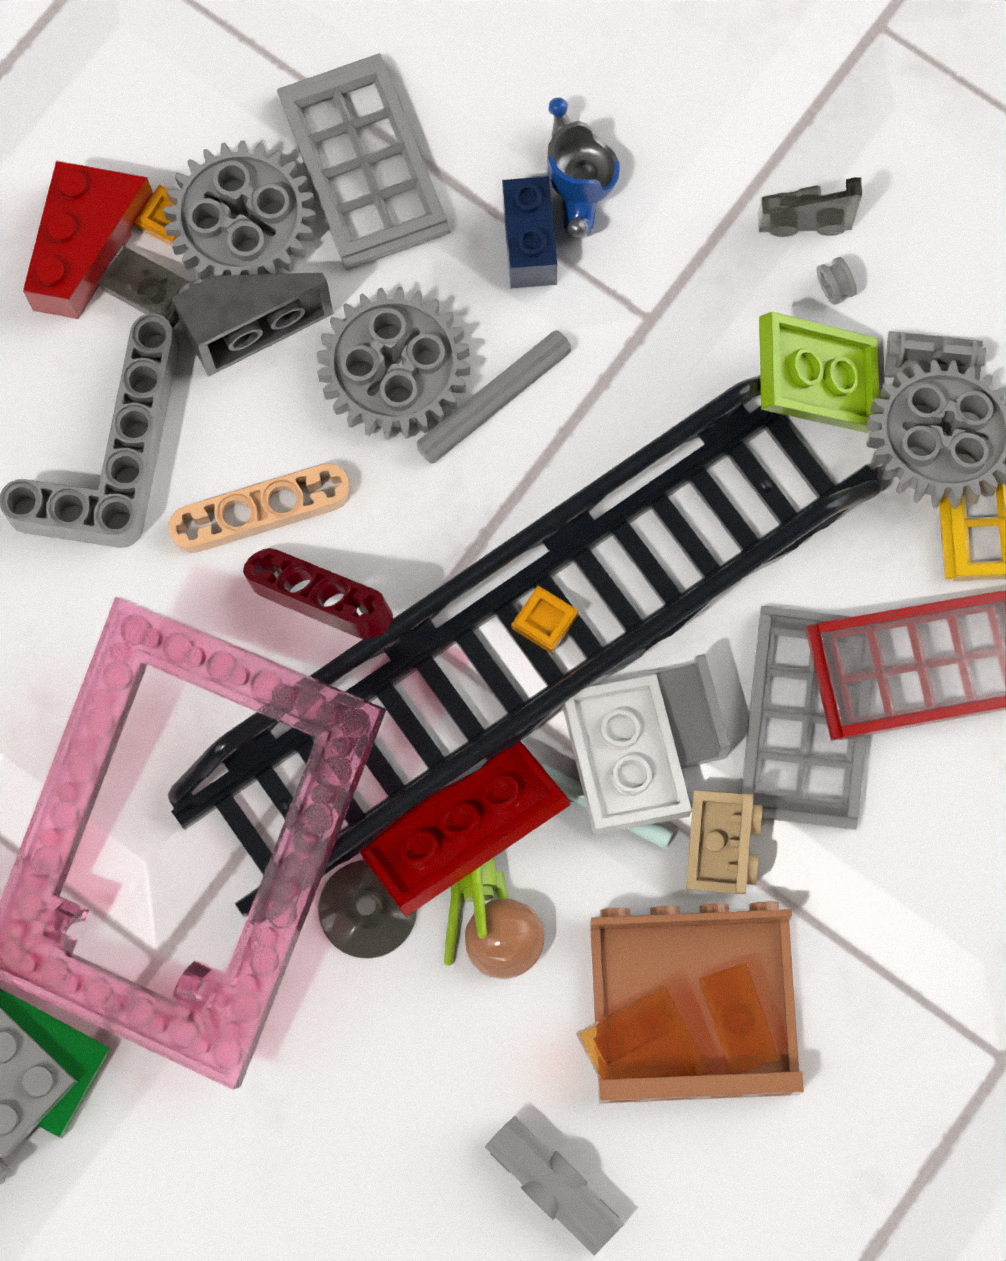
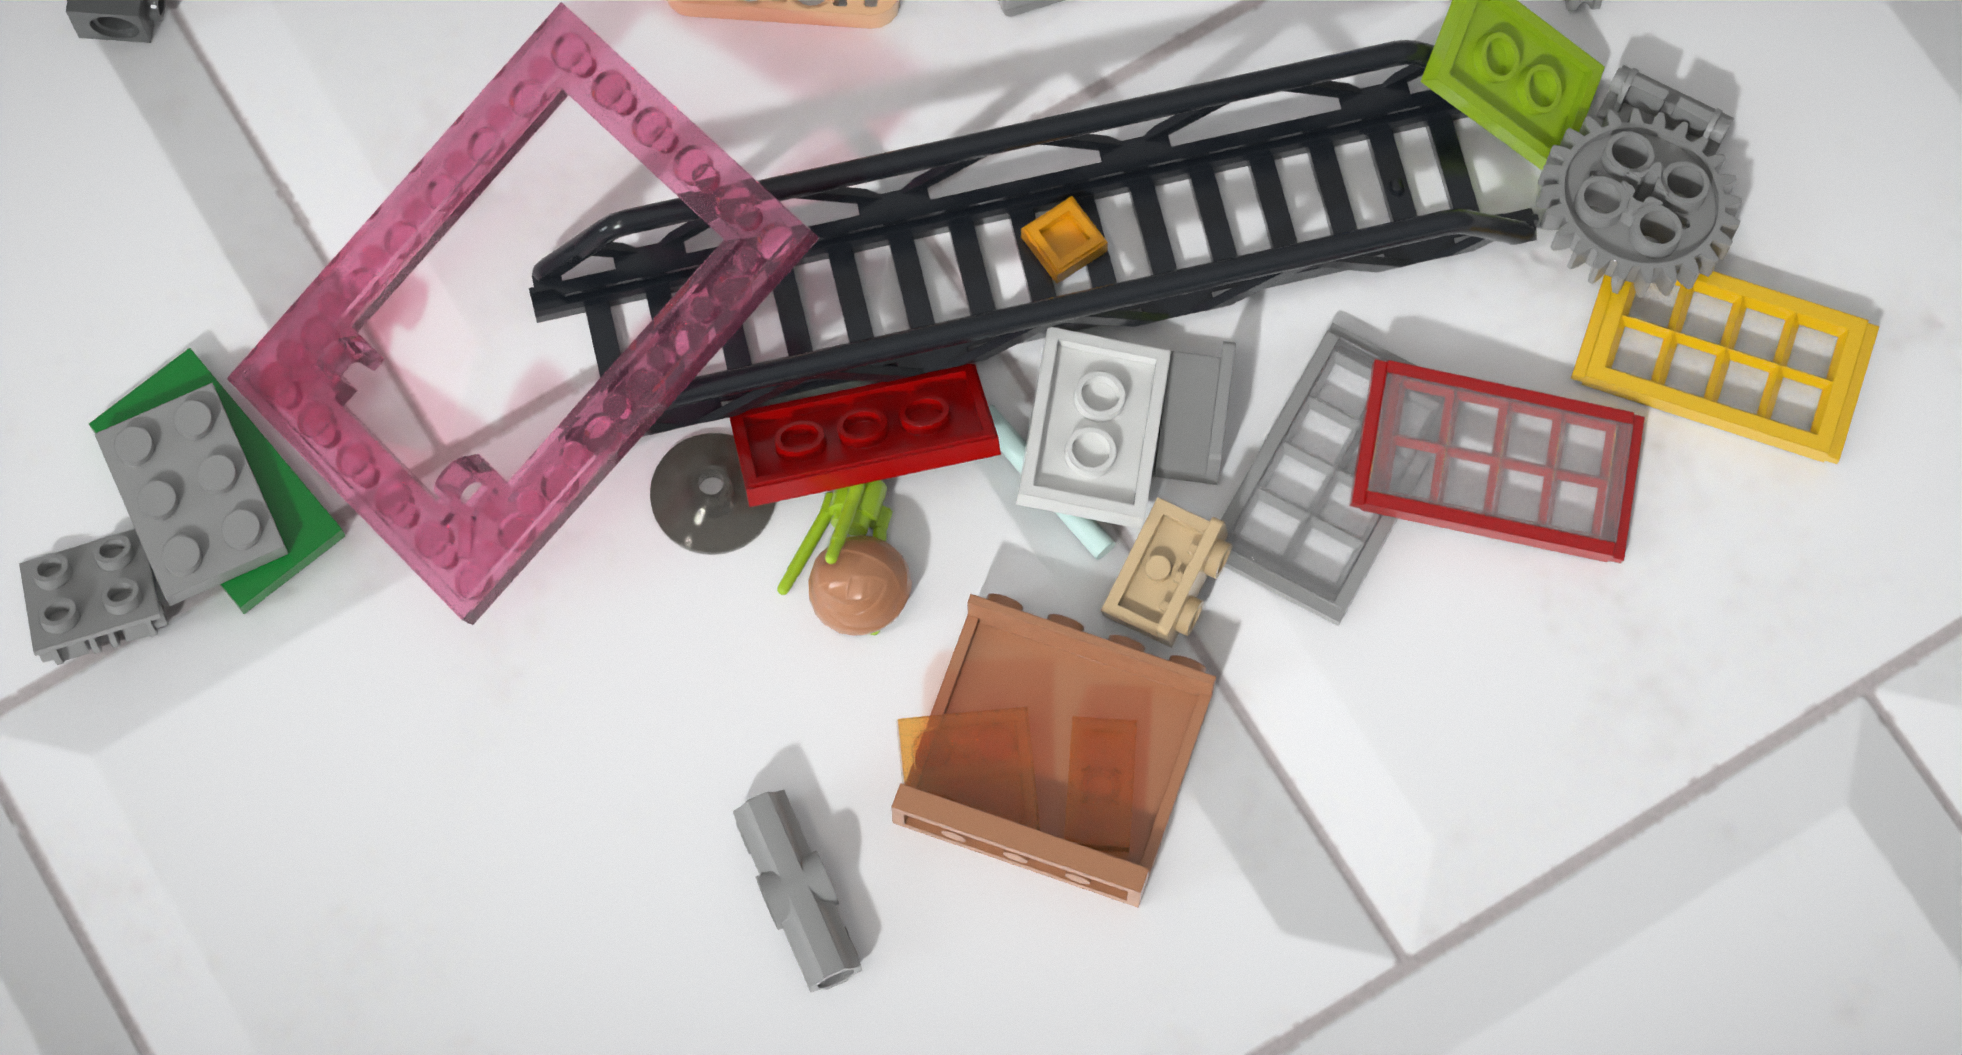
camera: 20 degrees right, 5 degrees down
(322, 586) = (804, 101): dark red beam -> none

